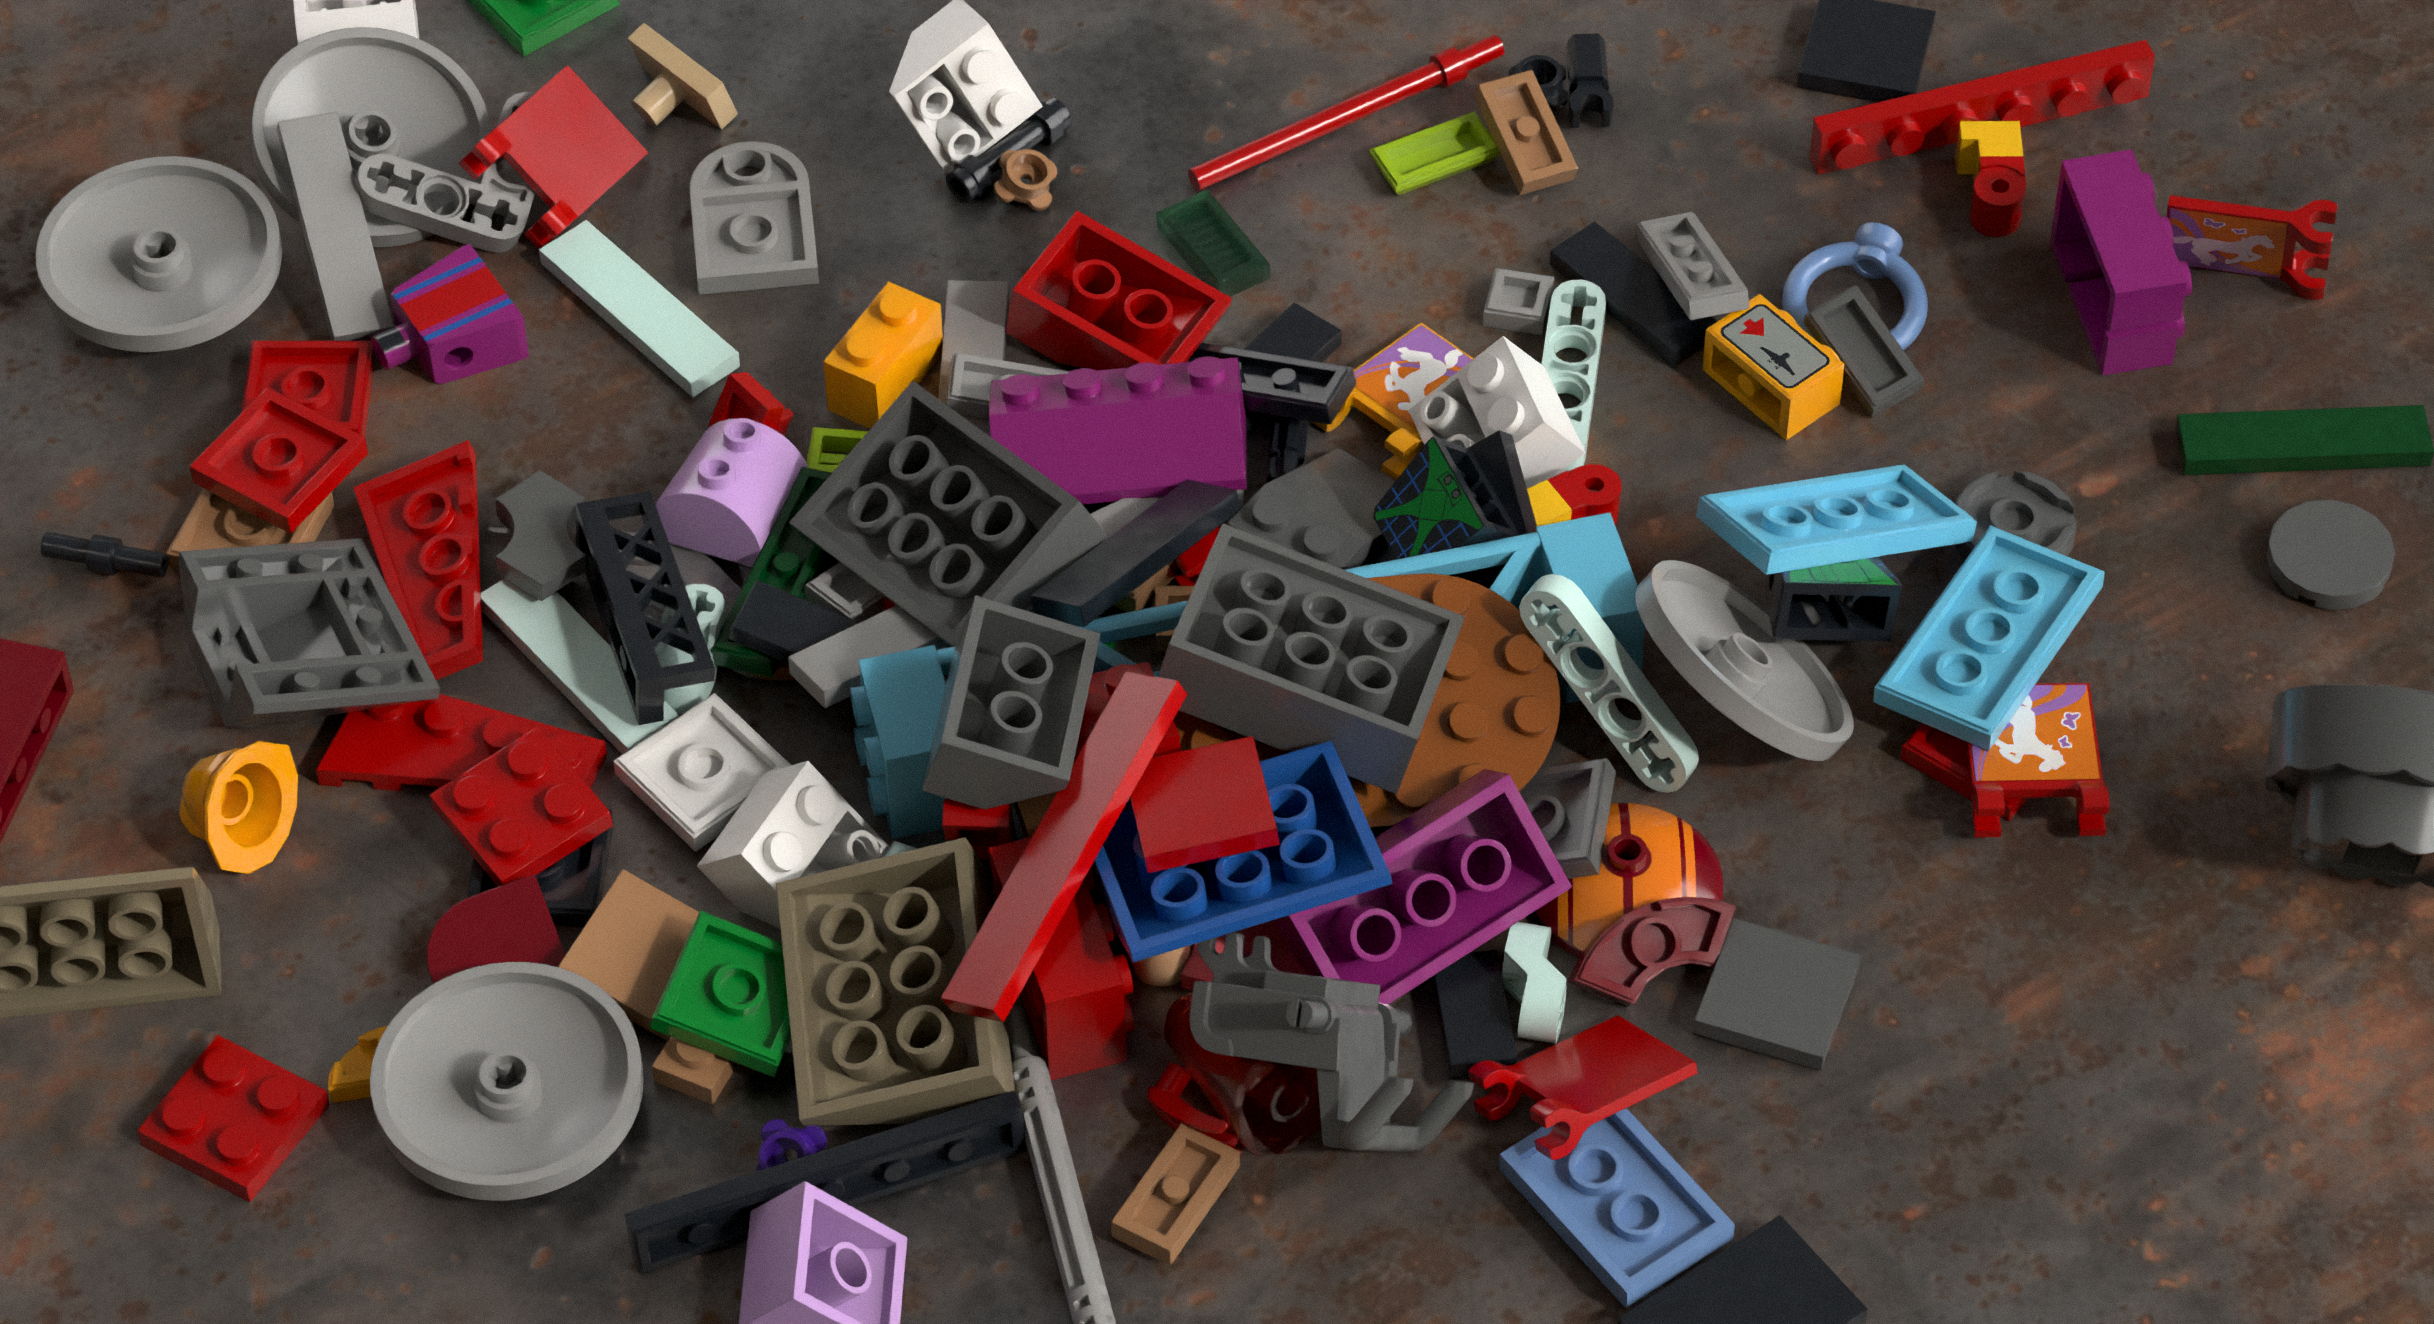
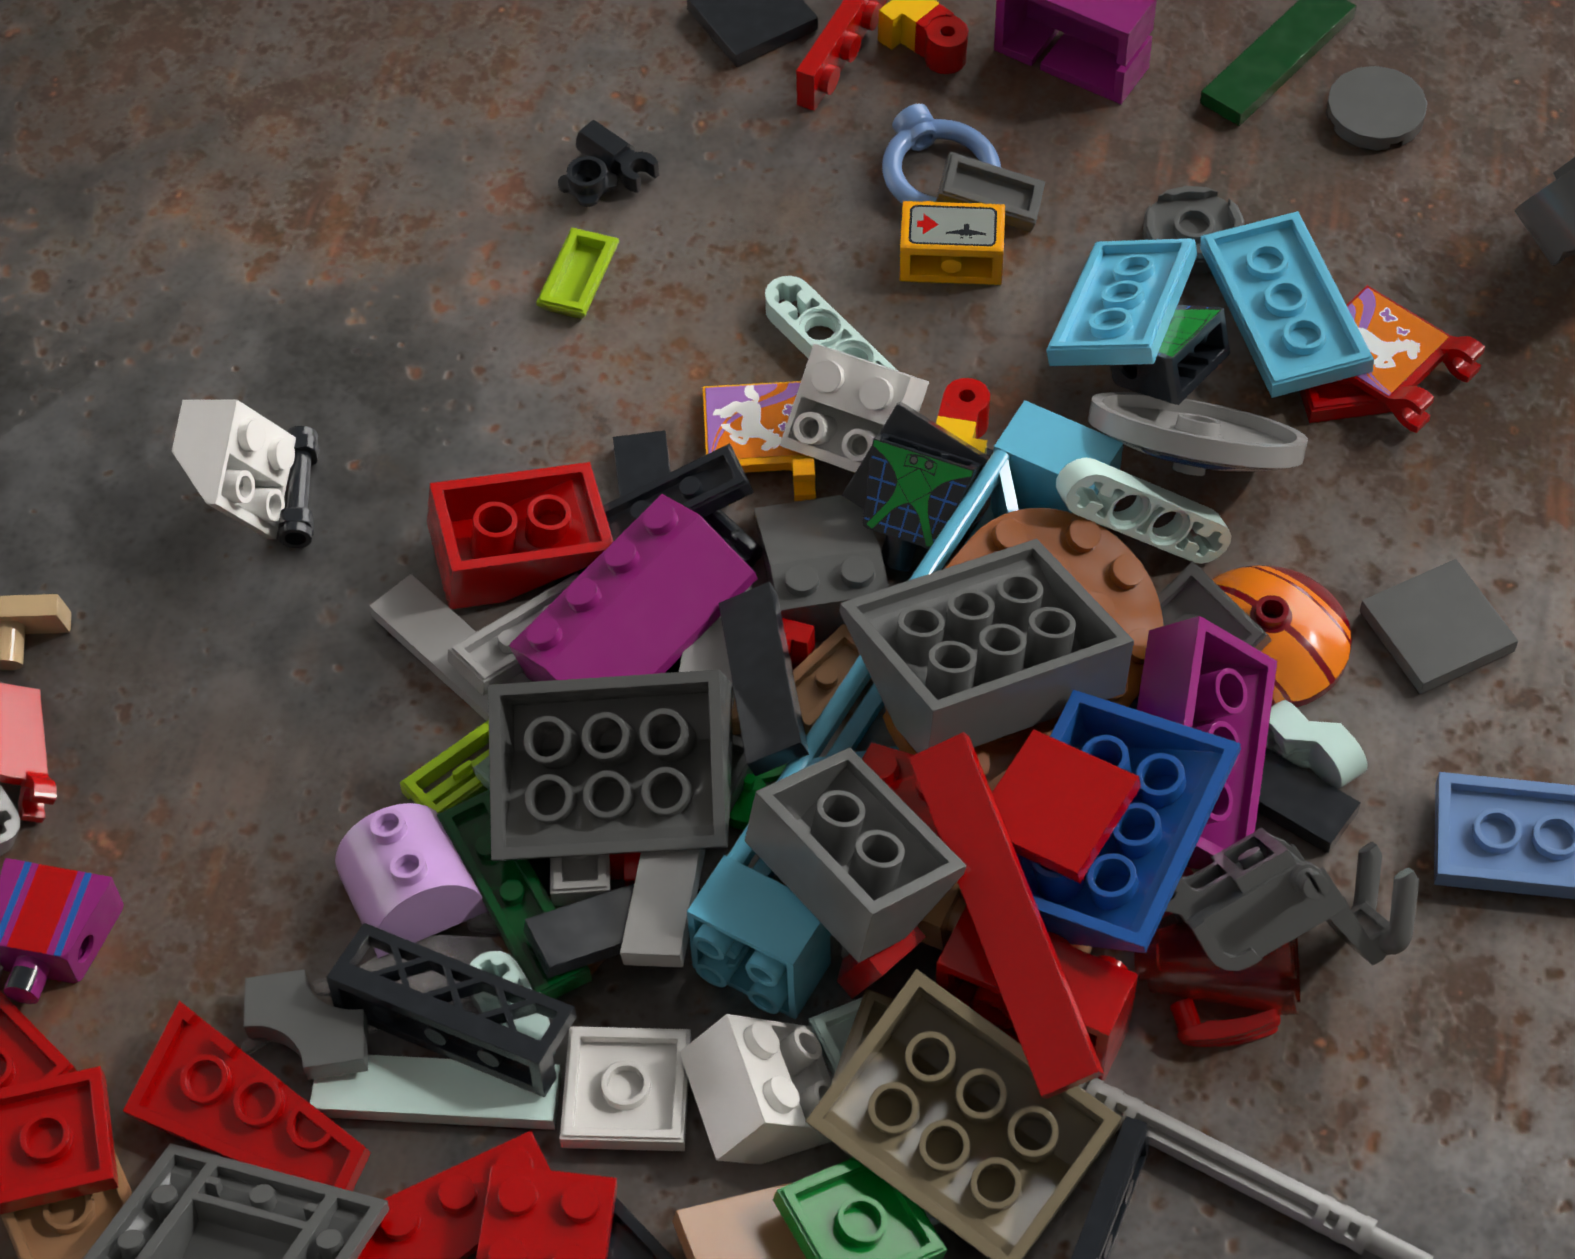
camera: 45 degrees left, 5 degrees up
(639, 308) = (169, 803): light aqua tile -> none
(750, 400) = (342, 806): red tile -> none
(752, 227) = (180, 678): light grey tile -> none
(882, 354) = (395, 692): light orange brick -> none
(1031, 166) = (340, 485): medium nougat plate -> none
(1175, 1194) = (1286, 1088): medium nougat plate -> none
(1213, 244) = (508, 441): clear green tile -> none
(1443, 69) = (516, 218): red bar -> none
(1518, 301) = (744, 325): light grey tile -> none
(1526, 132) = (625, 214): medium nougat plate -> none
(1582, 1080) = (1425, 771): red flag -> none
(1632, 292) = (820, 263): black tile -> none
(1648, 942) = (1343, 659): dark red tile -> none
(1692, 266) = (834, 217): light grey tile -> none

